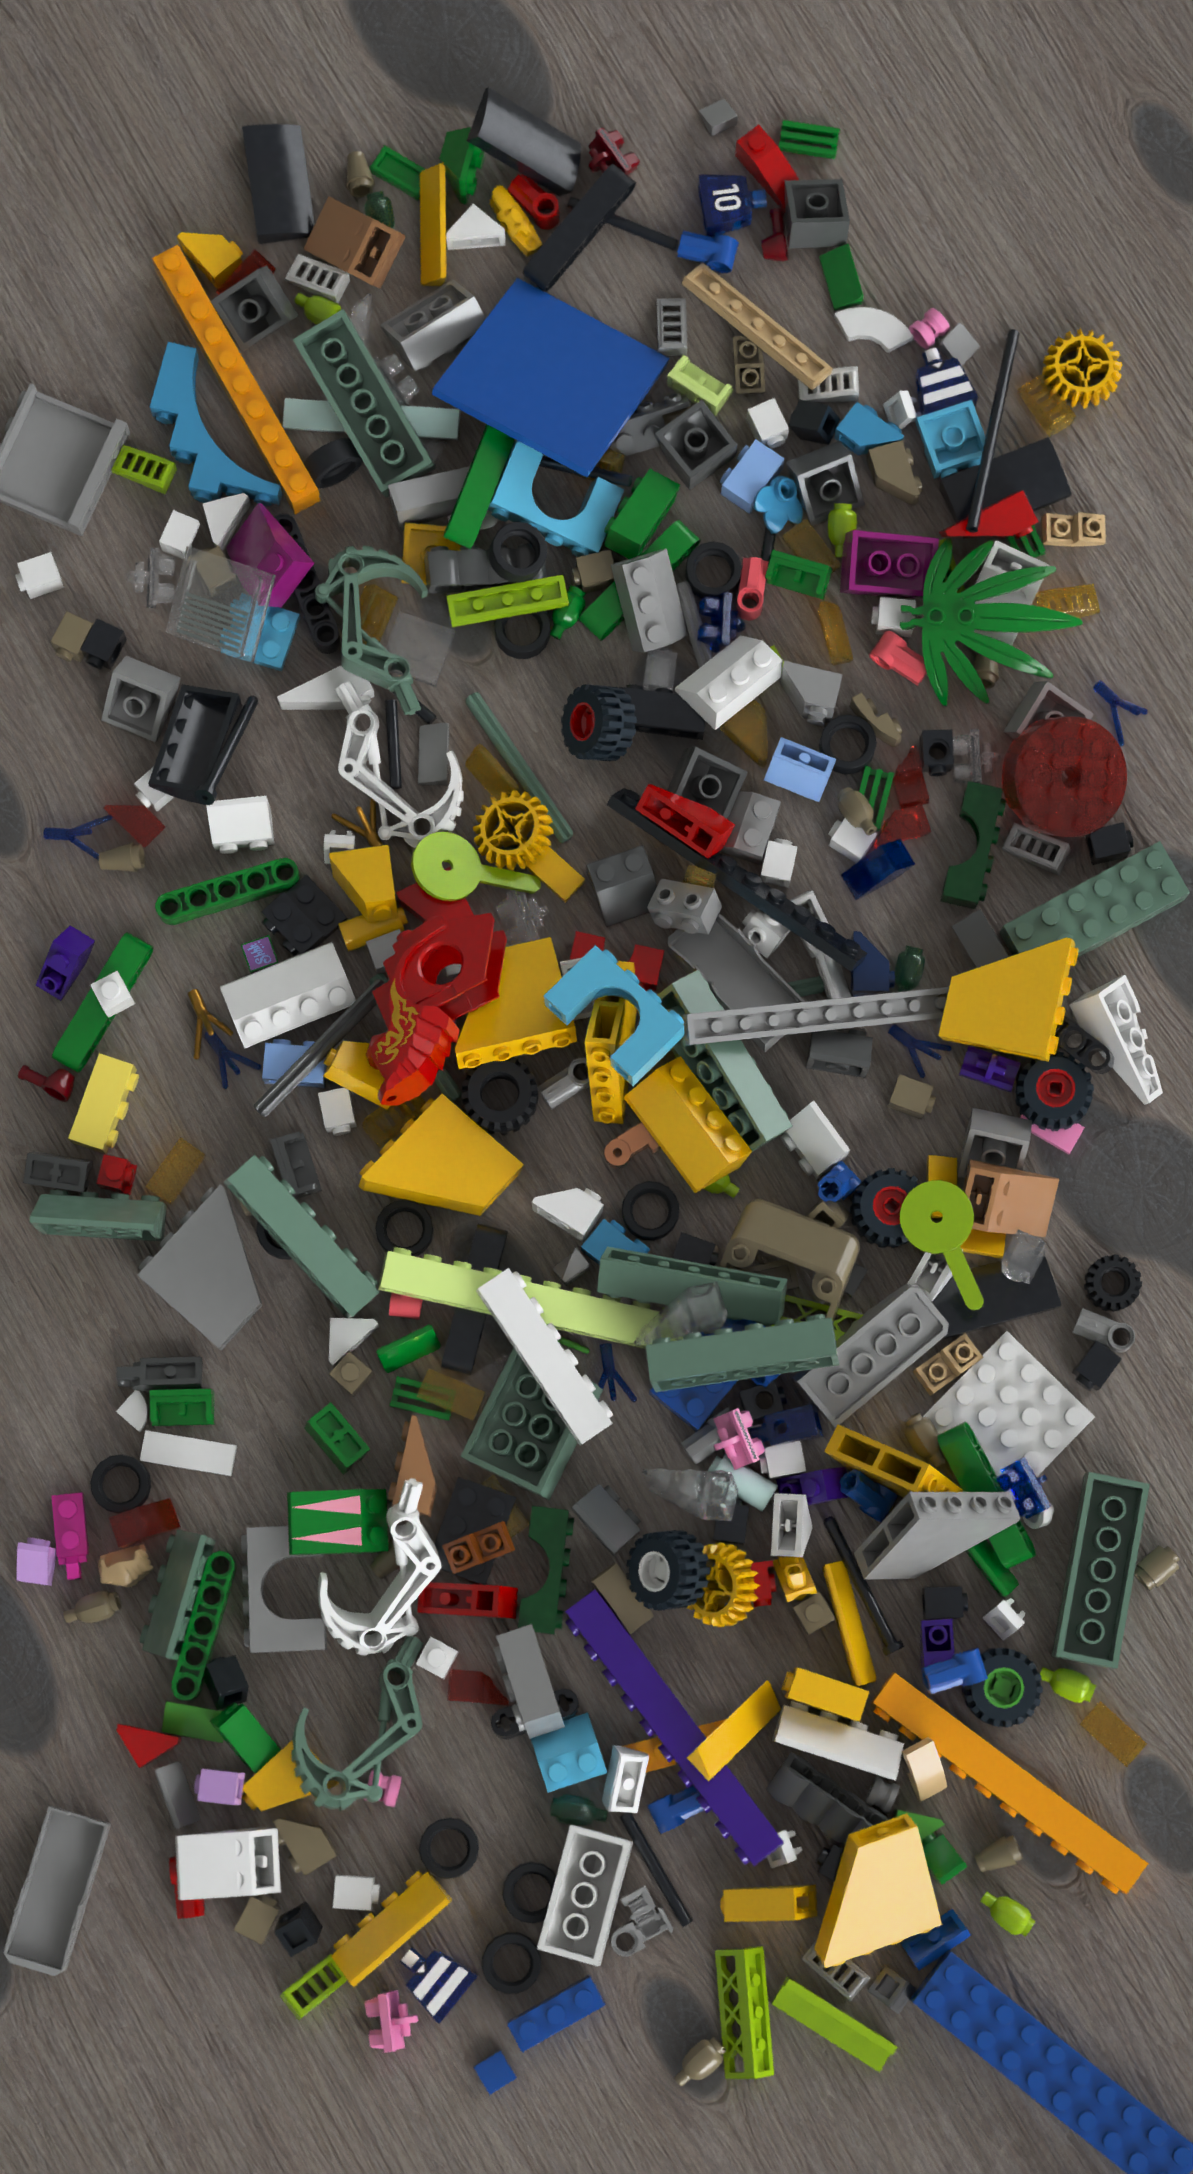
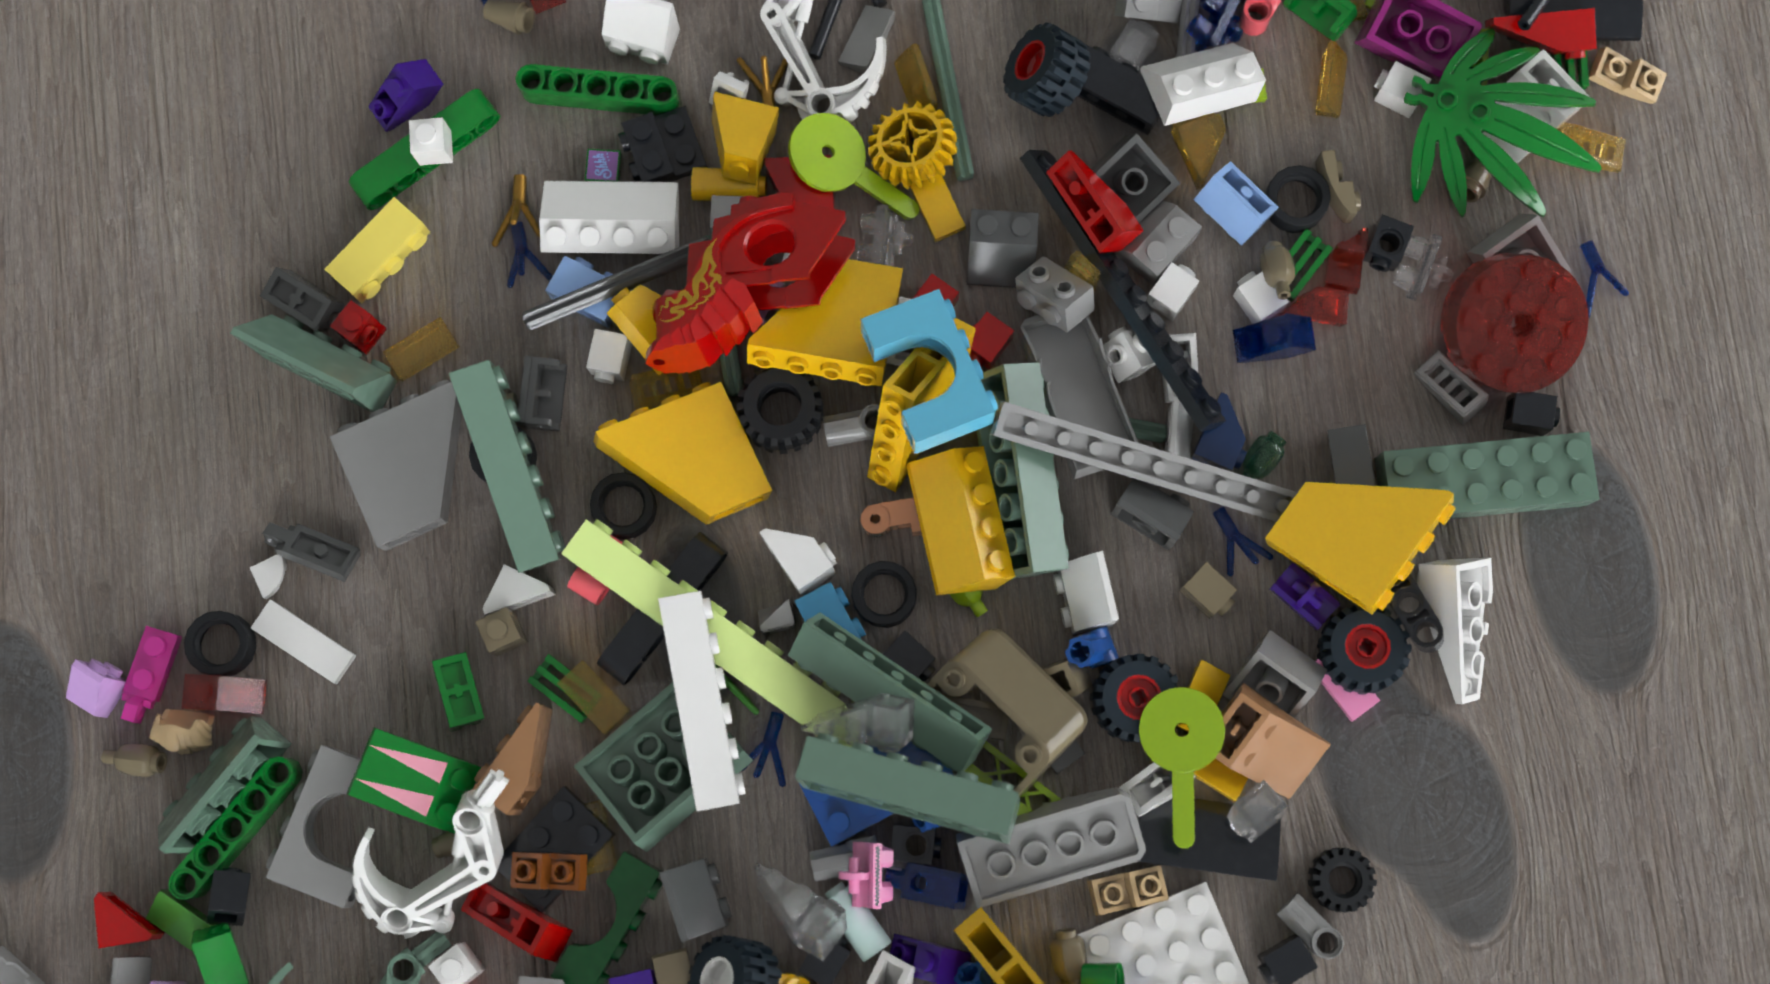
camera: 30 degrees right, 0 degrees up
(57, 1085) = (343, 212): dark red bar -> none
(182, 1407) = (317, 592): green hinge -> none
(408, 1348) = (572, 630): green slope -> none
(782, 1460) = (908, 917): white brick -> none
(811, 691) = (1282, 127): light grey slope -> none
(893, 654) = (1385, 127): coral piece -> none
(980, 810) = (1407, 323): dark green arch -> none

